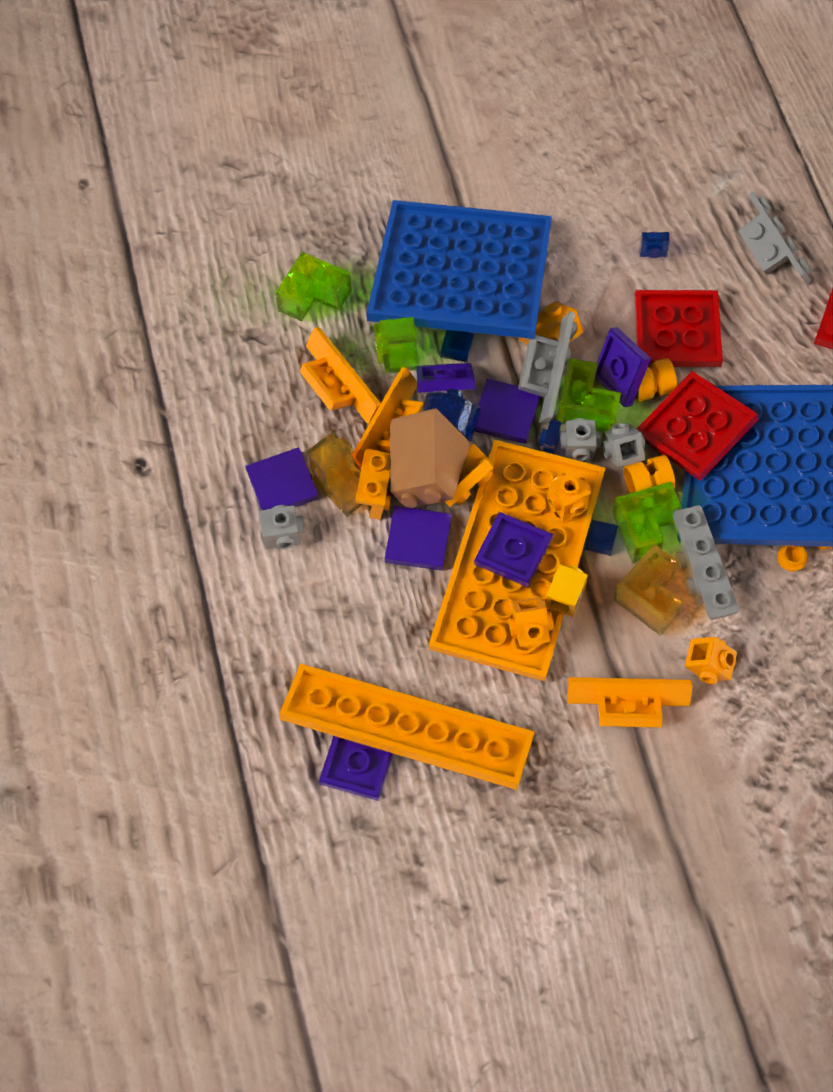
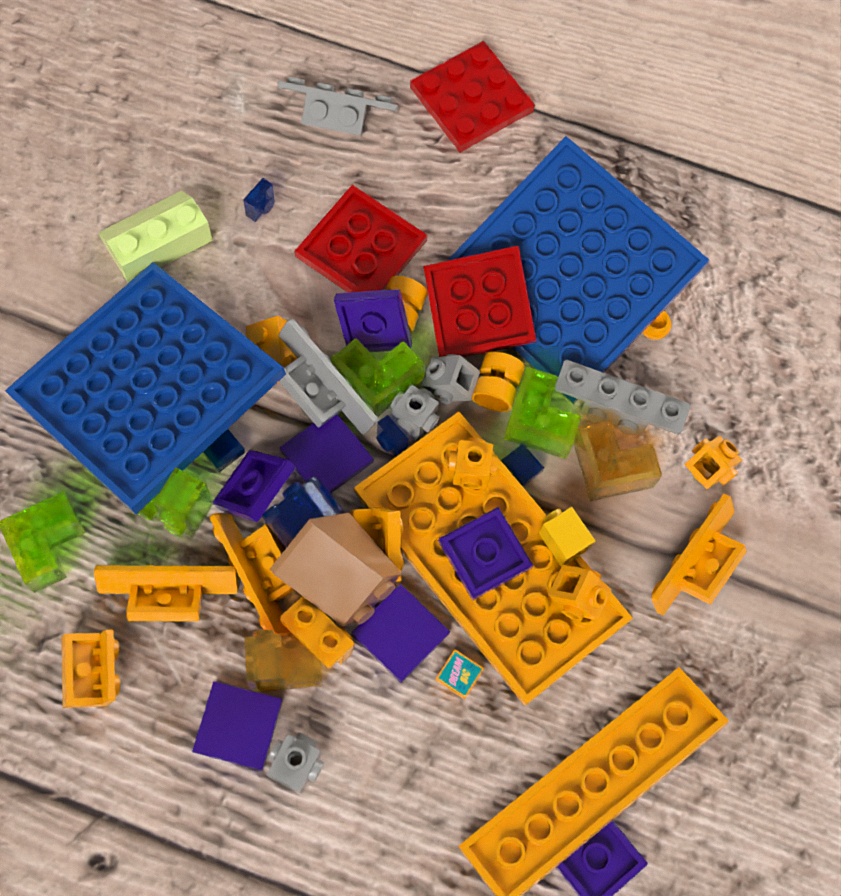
camera: 65 degrees left, 5 degrees up
(251, 371) = (89, 669): none -> light orange bracket
(418, 593) = (459, 674): none -> tile
(573, 206) = (157, 235): none -> yellowish green slope

